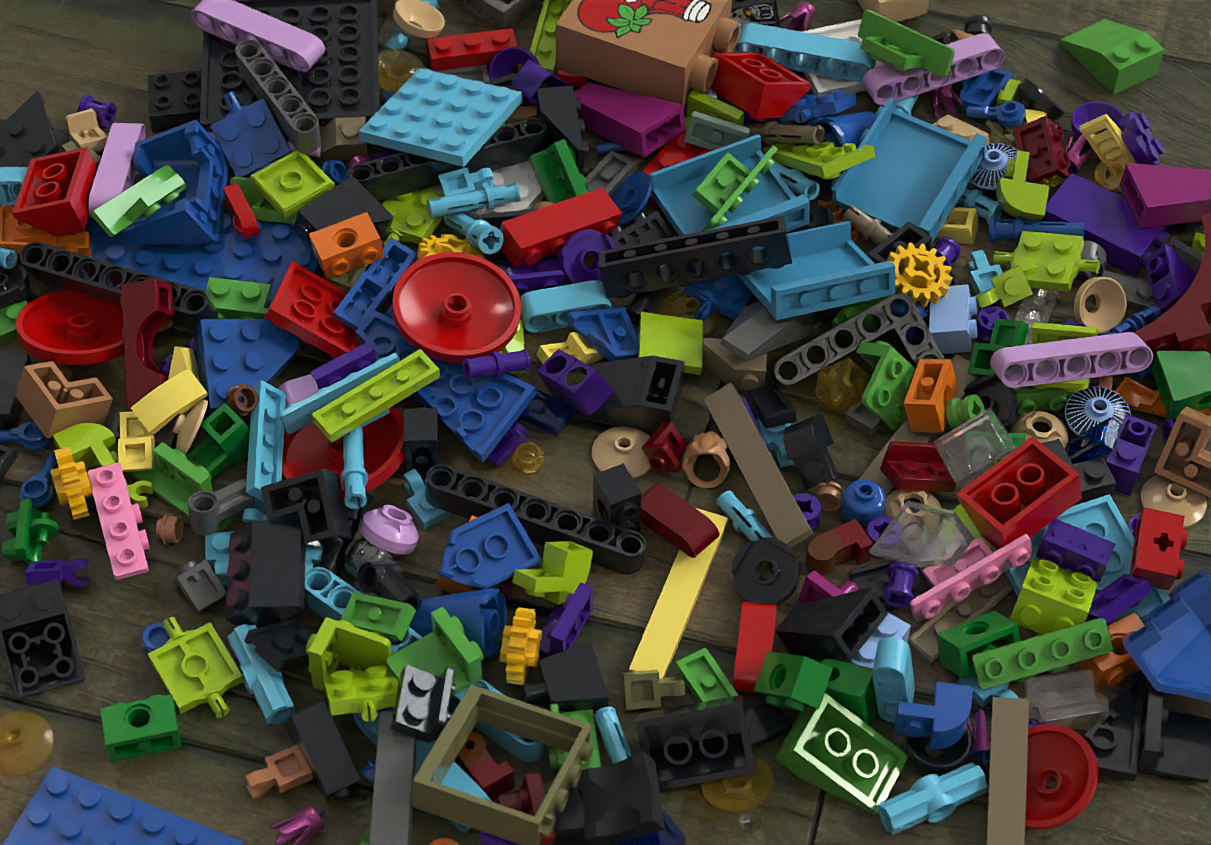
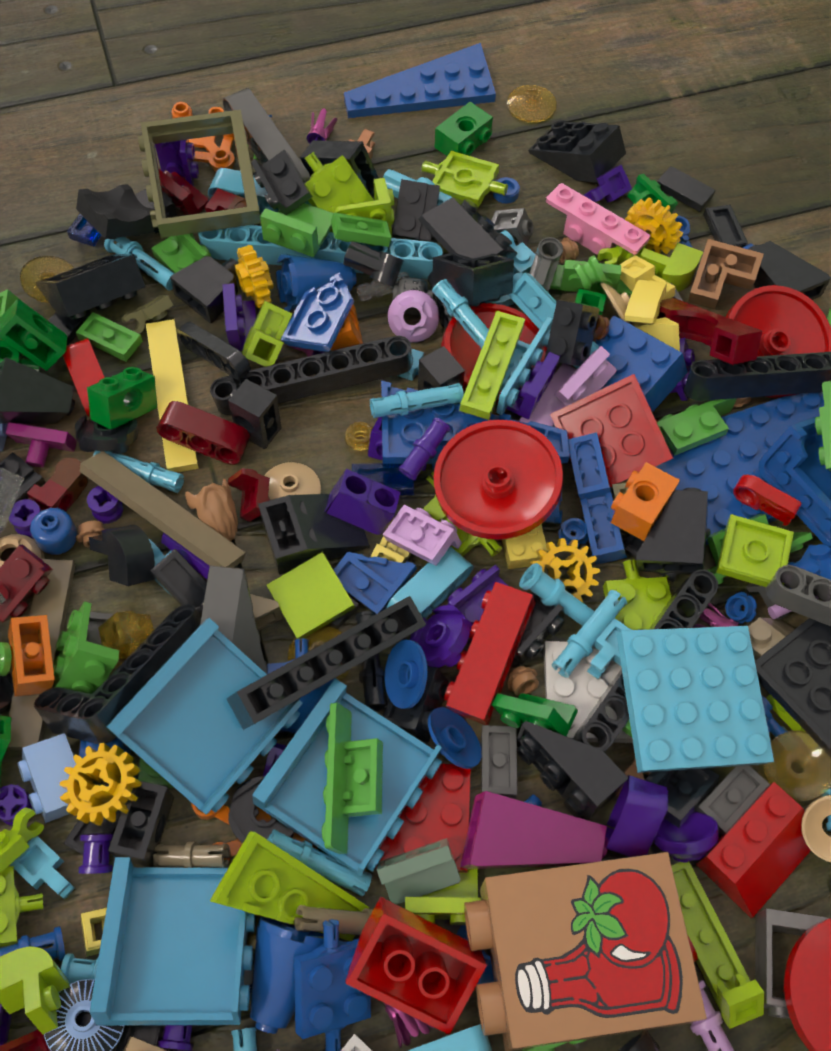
camera: 145 degrees right, 10 degrees up
(197, 446) = (590, 273): none -> bright green wheel
(273, 390) = (572, 332): none -> black brick
(301, 350) = (587, 378): none -> lavender bracket
(482, 410) = (422, 399): none -> medium azure pin
(545, 328) = (422, 534): none -> lavender bracket
(616, 588) = (213, 350): none -> black beam
(637, 227) = (406, 674): none -> blue dish
(733, 583) = (122, 397): none -> green brick

